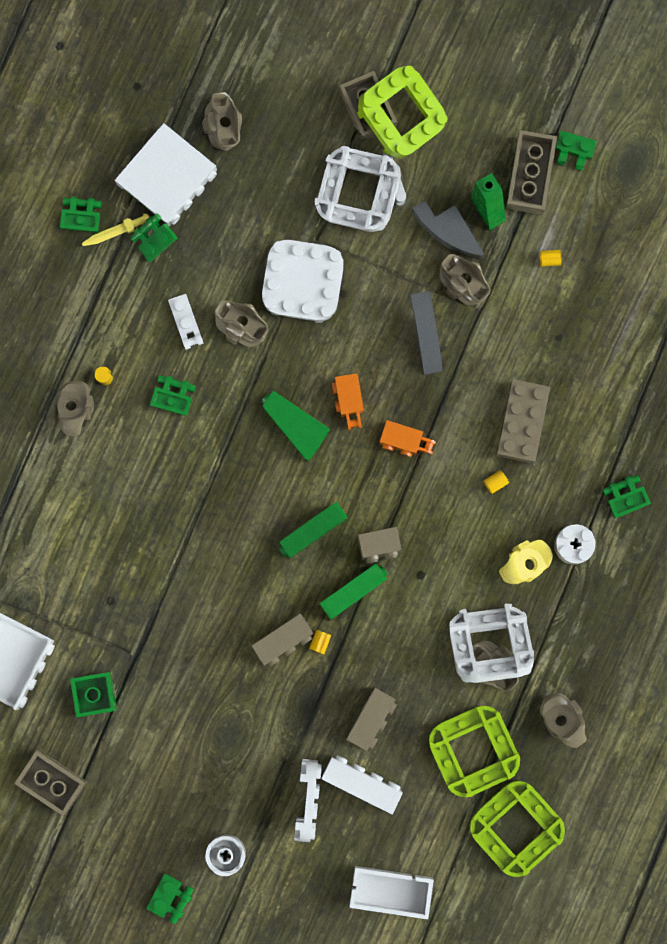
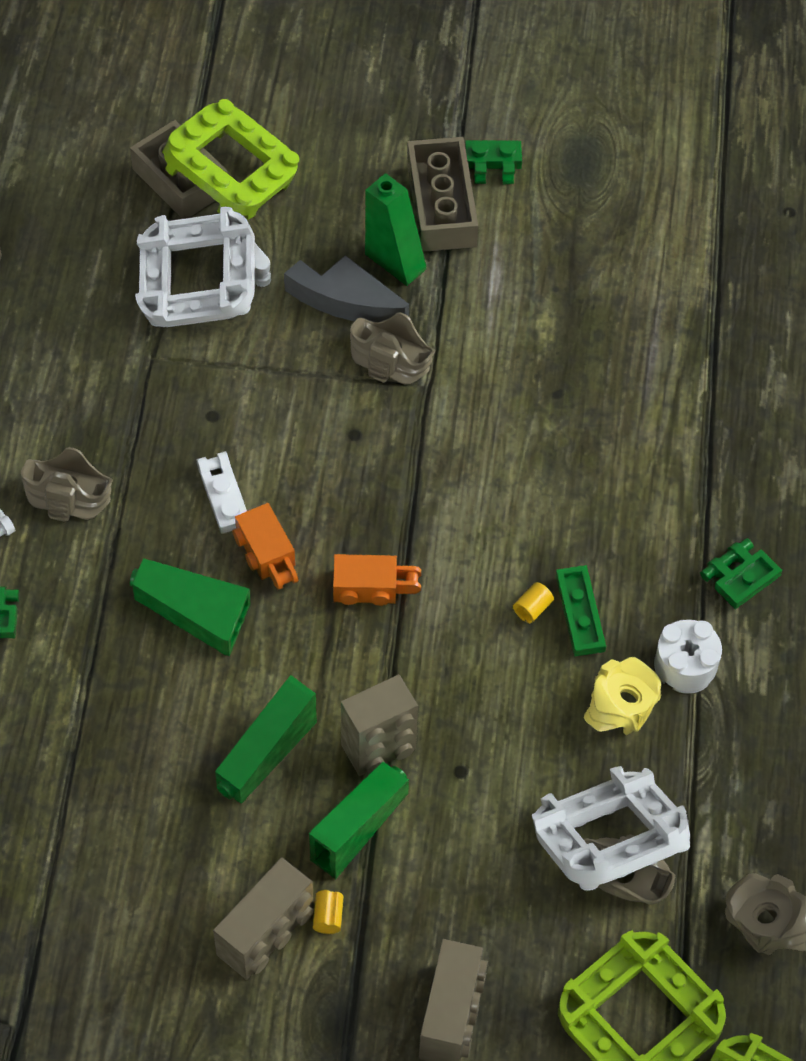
camera: 15 degrees left, 25 degrees down
(302, 280) = (147, 408): white plate -> none
(333, 352) = (222, 490): none -> white plate
(426, 332) = (357, 424): dark grey slope -> none
(522, 494) = (580, 610): none -> green plate
(523, 421) = (545, 509): dark tan brick -> none
(550, 258) = (508, 293): yellow piece -> none

